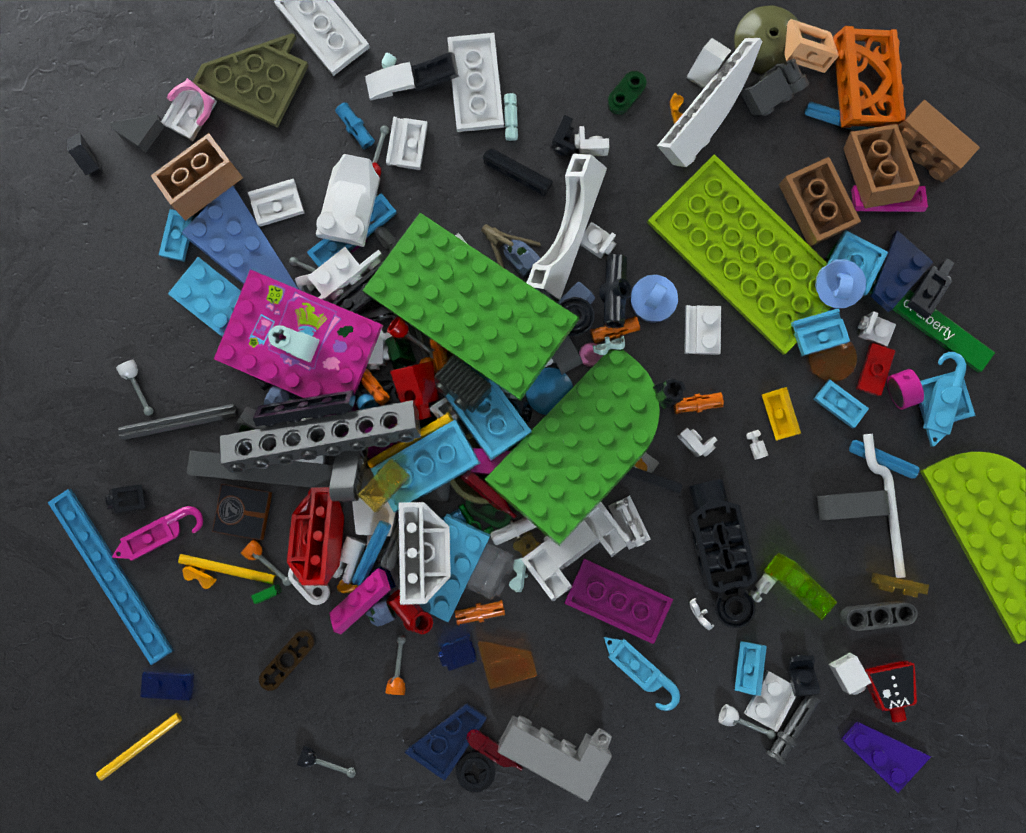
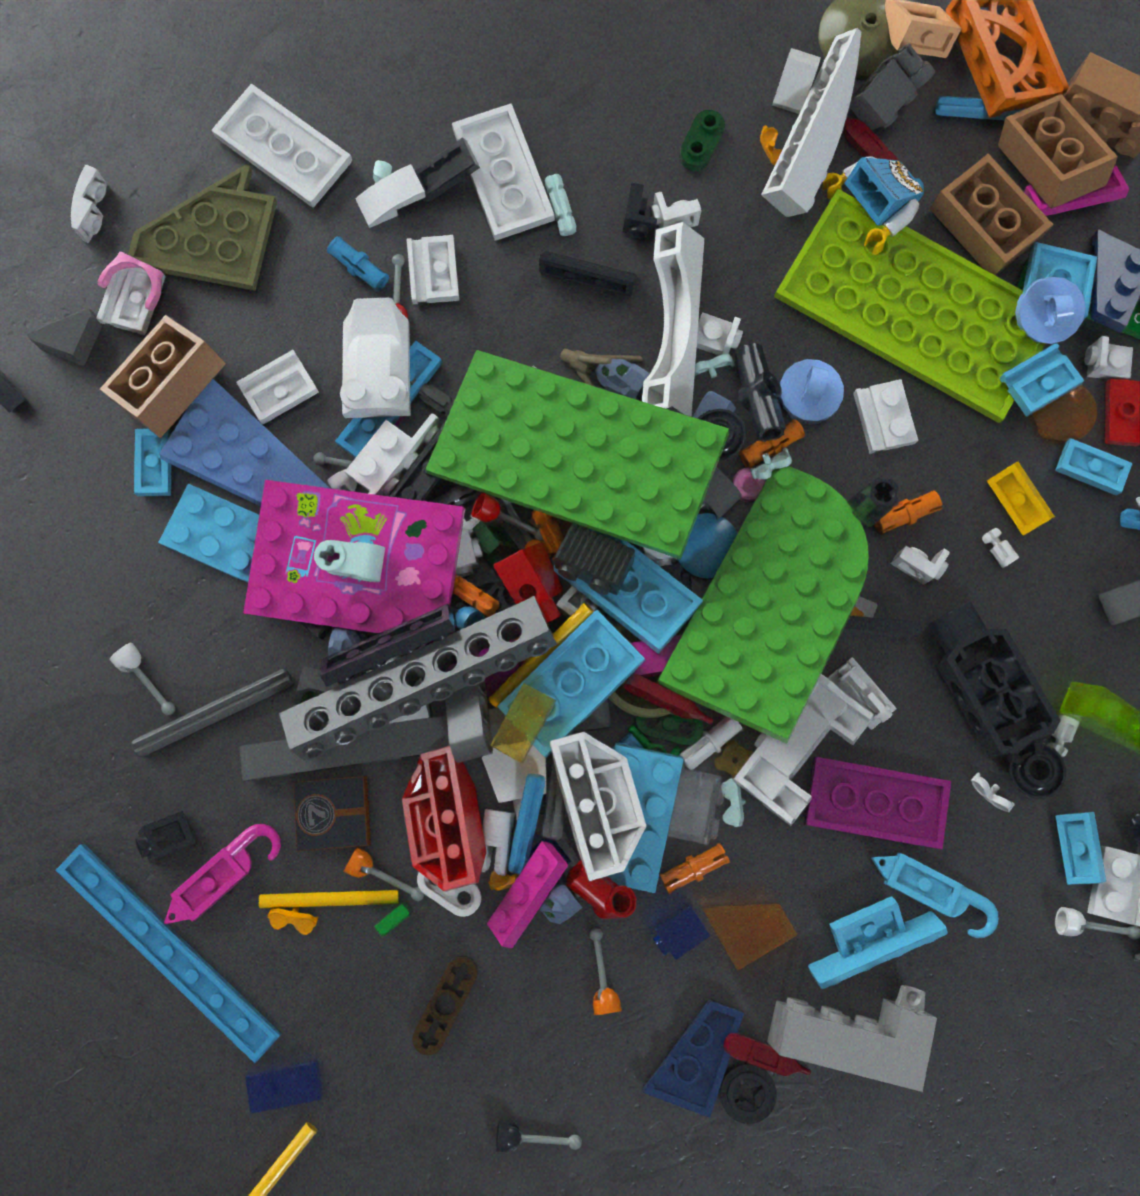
camera: 20 degrees left, 5 degrees down
(169, 43) = (85, 216): none -> white slope
(587, 261) = (719, 361): none -> light aqua piece
(588, 691) = (873, 938): none -> medium azure bracket
(746, 166) = (884, 191): none -> torso
(748, 127) = (865, 141): none -> dark red piece

